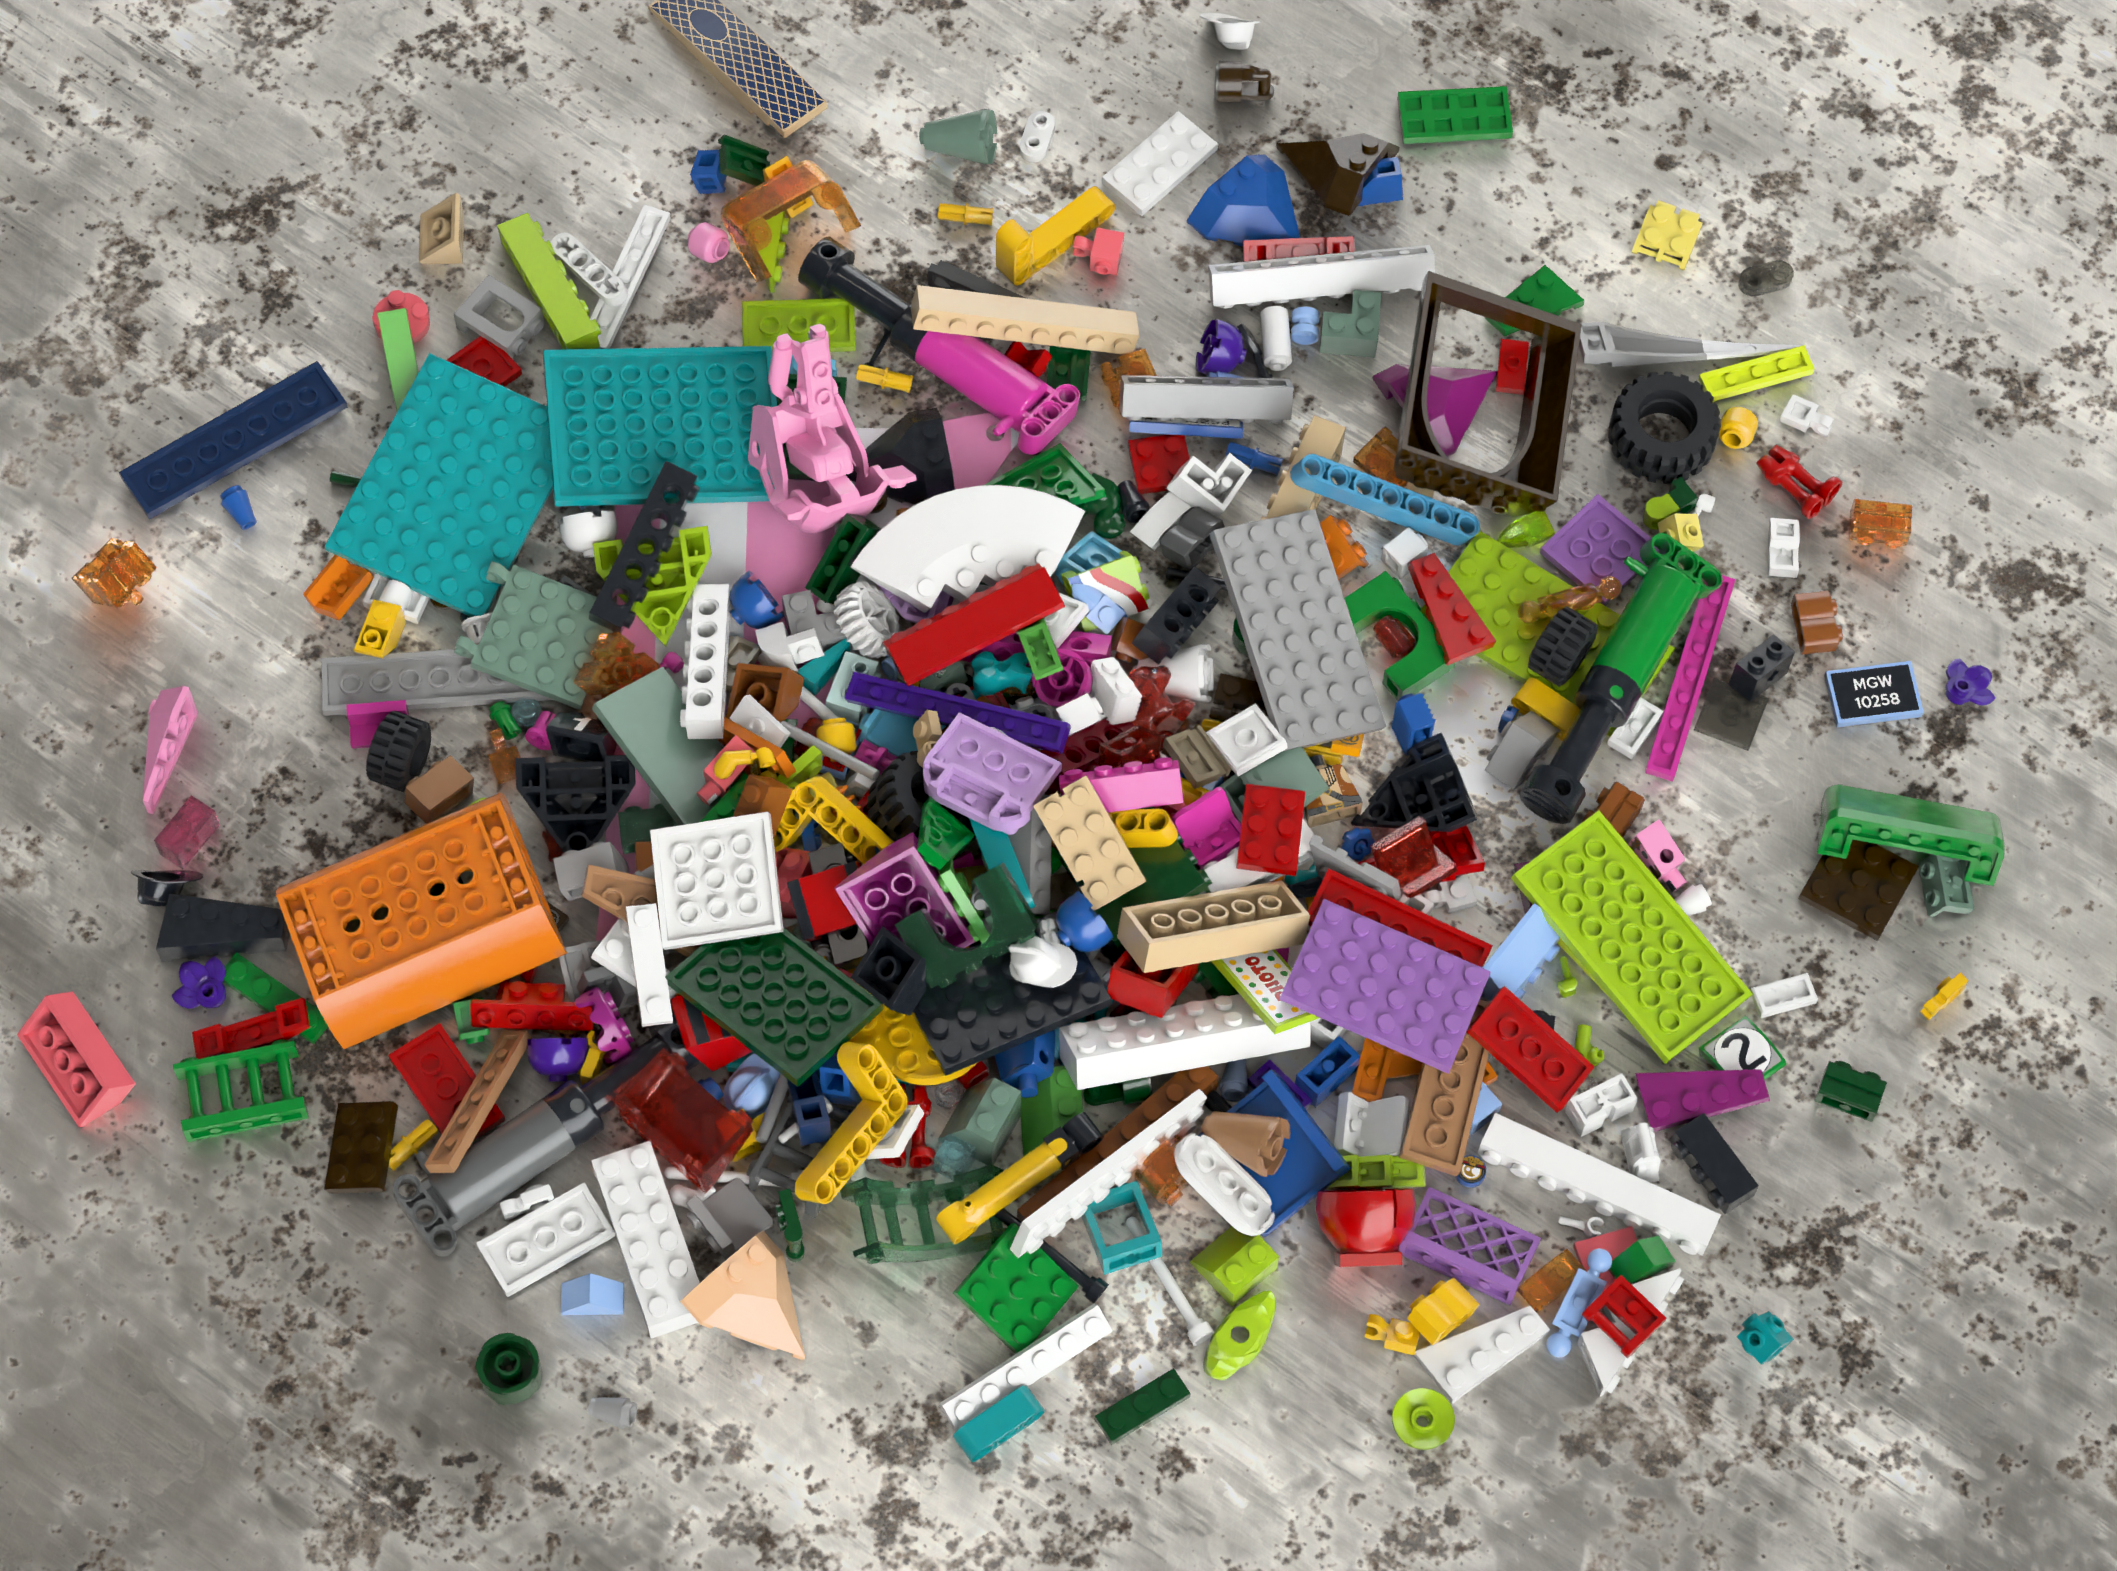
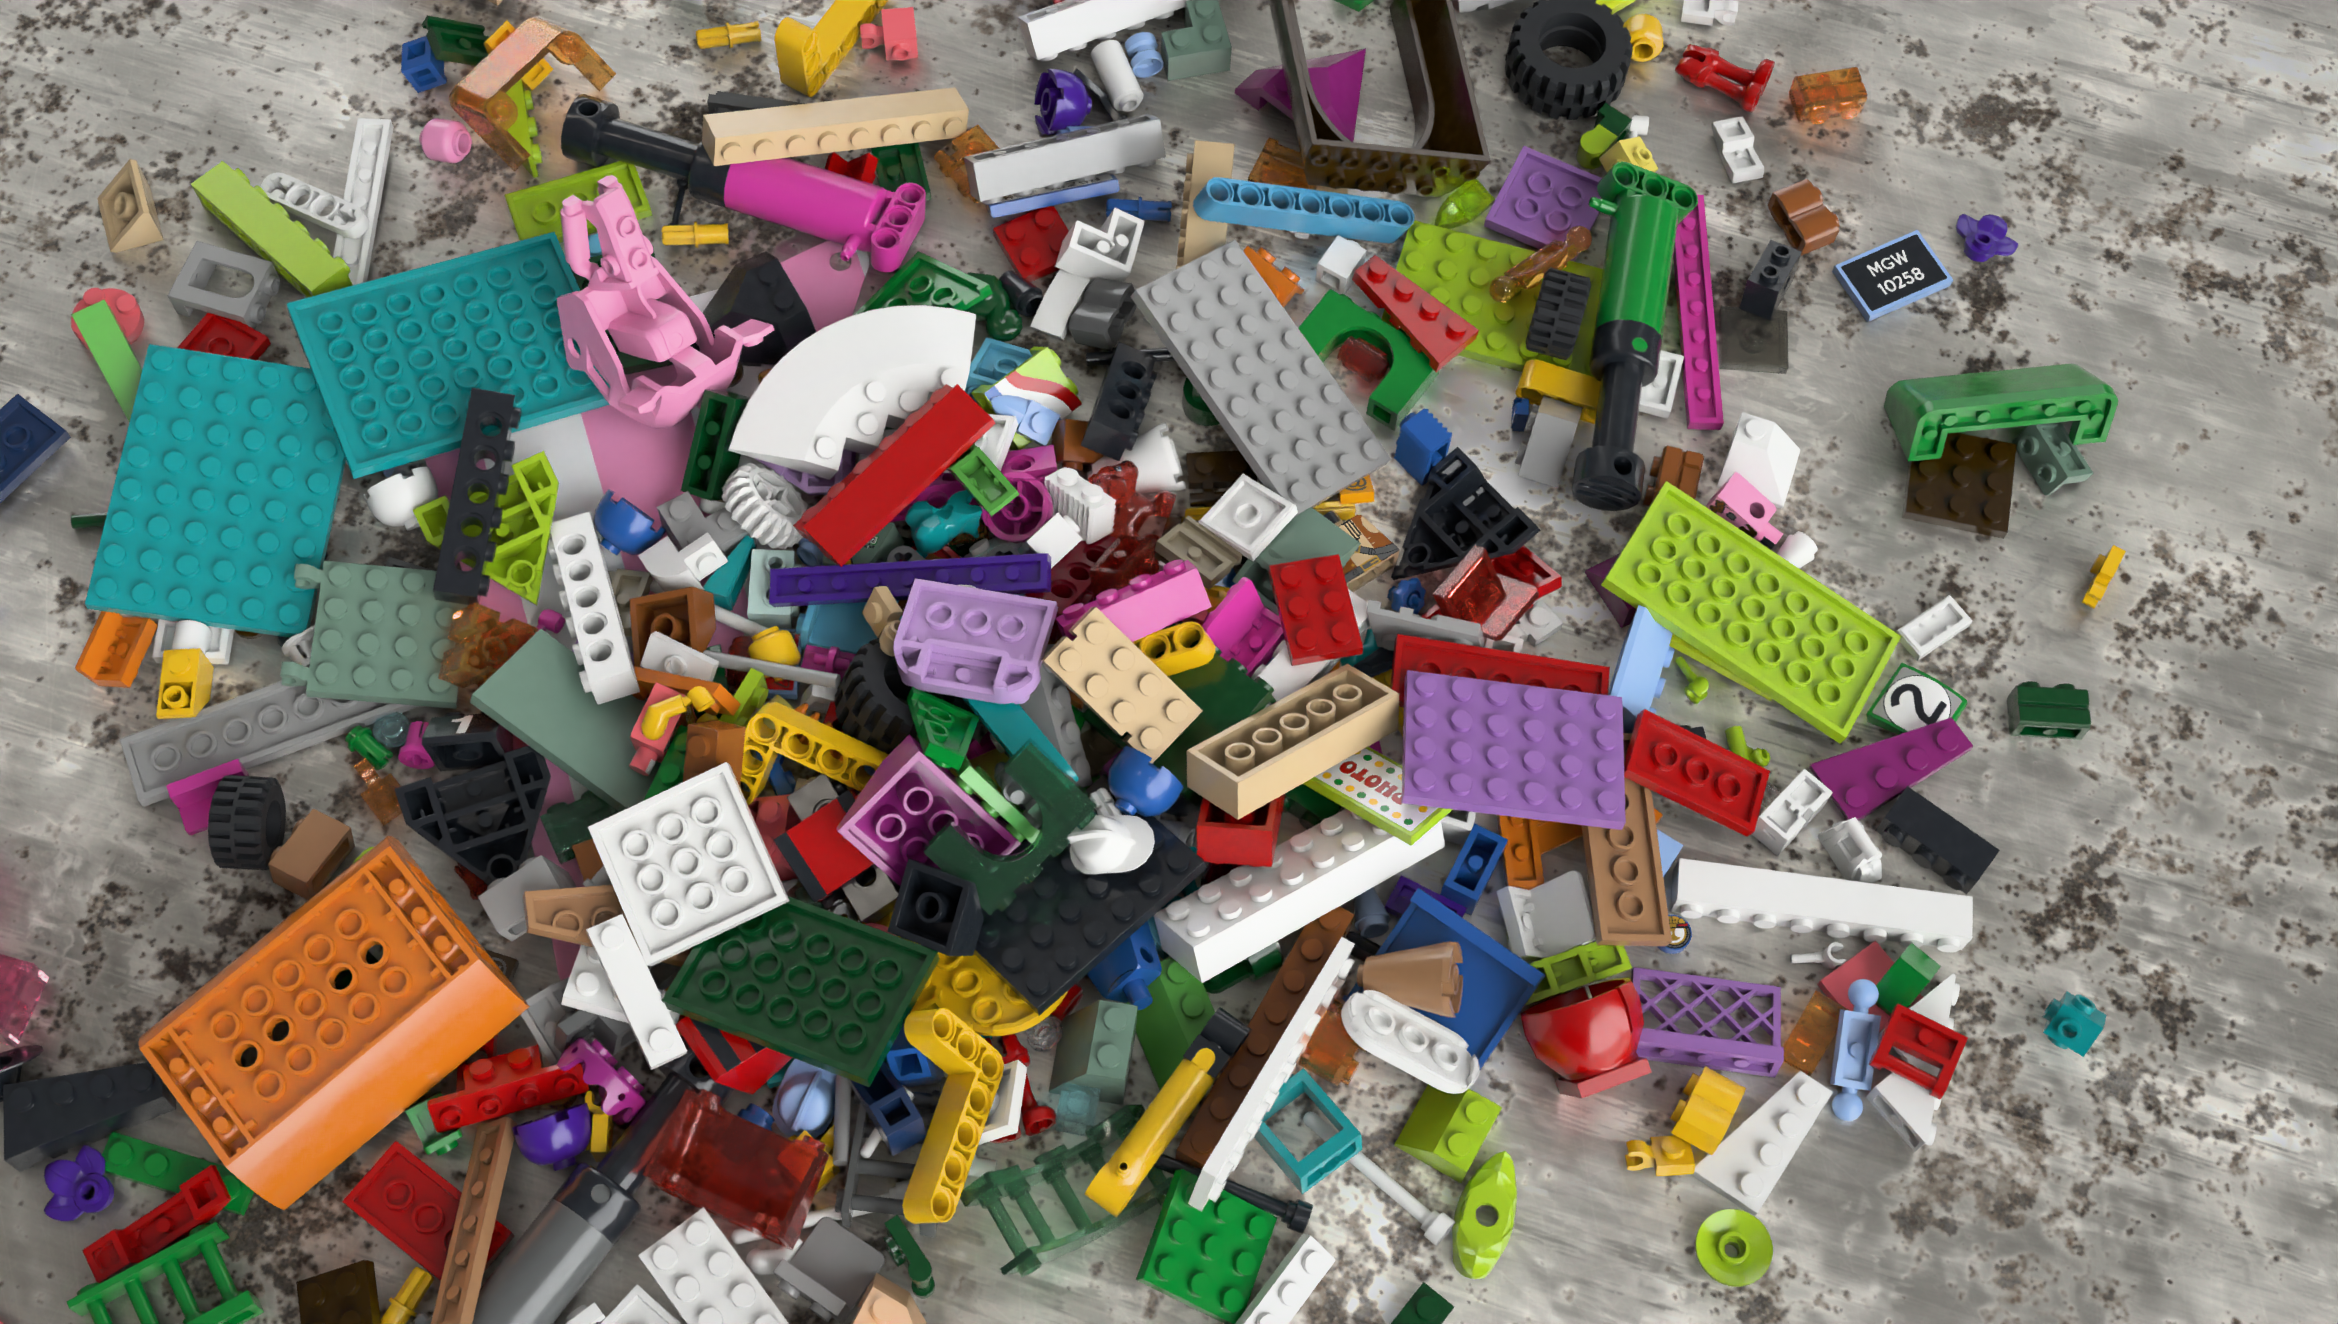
camera: 20 degrees left, 0 degrees up
(1512, 366) = (1380, 39): red plate -> none
(1695, 816) = (1762, 456): none -> white slope

